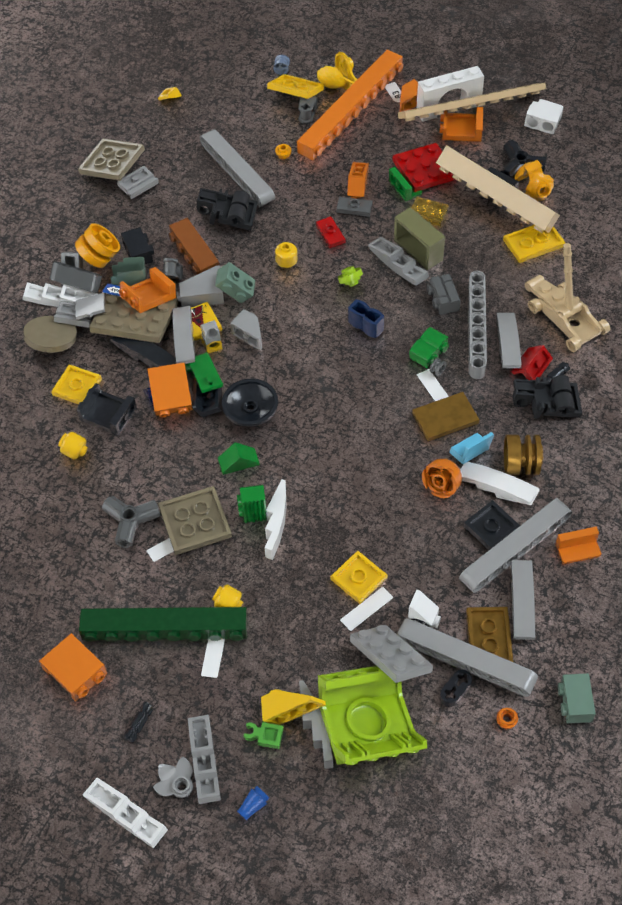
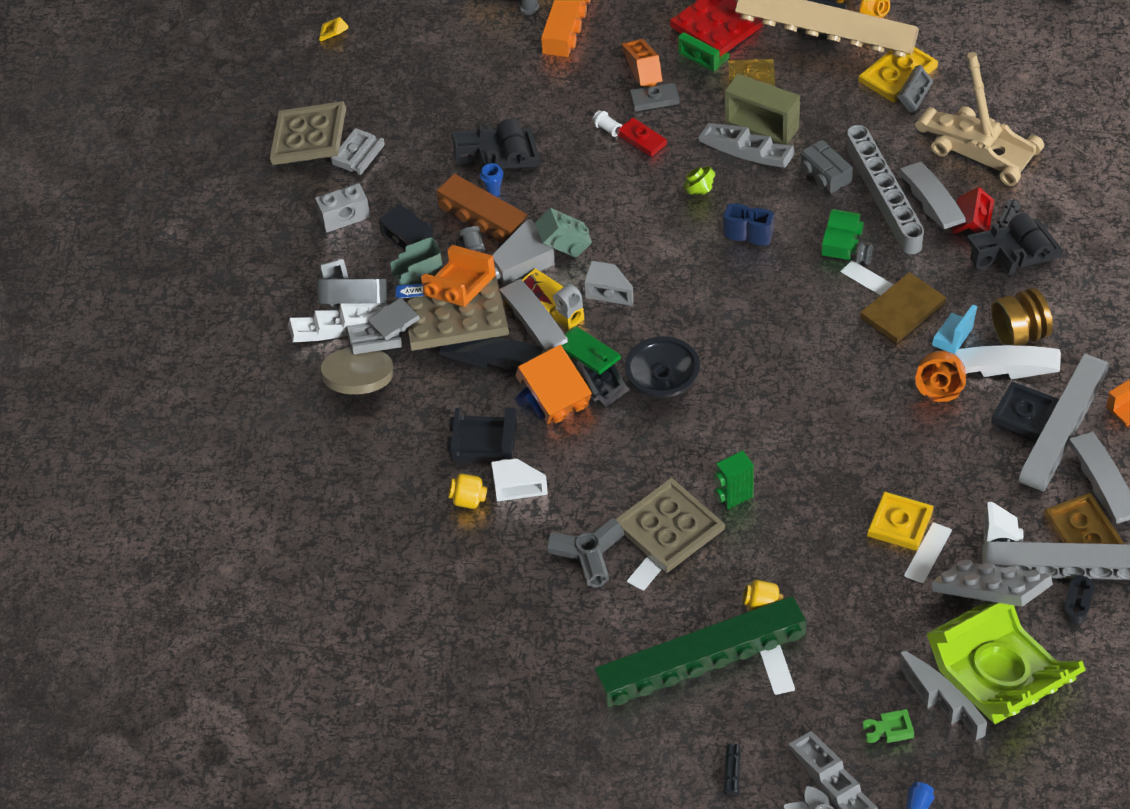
camera: 20 degrees left, 5 degrees down
(74, 667) = (621, 736): orange panel -> none
(75, 384) = (424, 421): yellow tile -> none
(97, 245) = (360, 243): light orange wheel -> none
(106, 215) = (342, 207): none -> light grey brick
(108, 449) = (517, 480): none -> white slope
(210, 228) = (492, 178): none -> blue cone
(237, 167) = (477, 93): light grey beam -> none
(238, 458) = (679, 438): green slope -> none
(276, 516) = (768, 486): white slope -> none
(283, 151) = (525, 56): light orange plate -> none
(285, 706) = (900, 684): yellow slope -> none
(286, 255) = (605, 180): yellow head -> none
(312, 216) = (602, 120): none -> white pin
(538, 257) = (915, 88): none -> dark grey plate

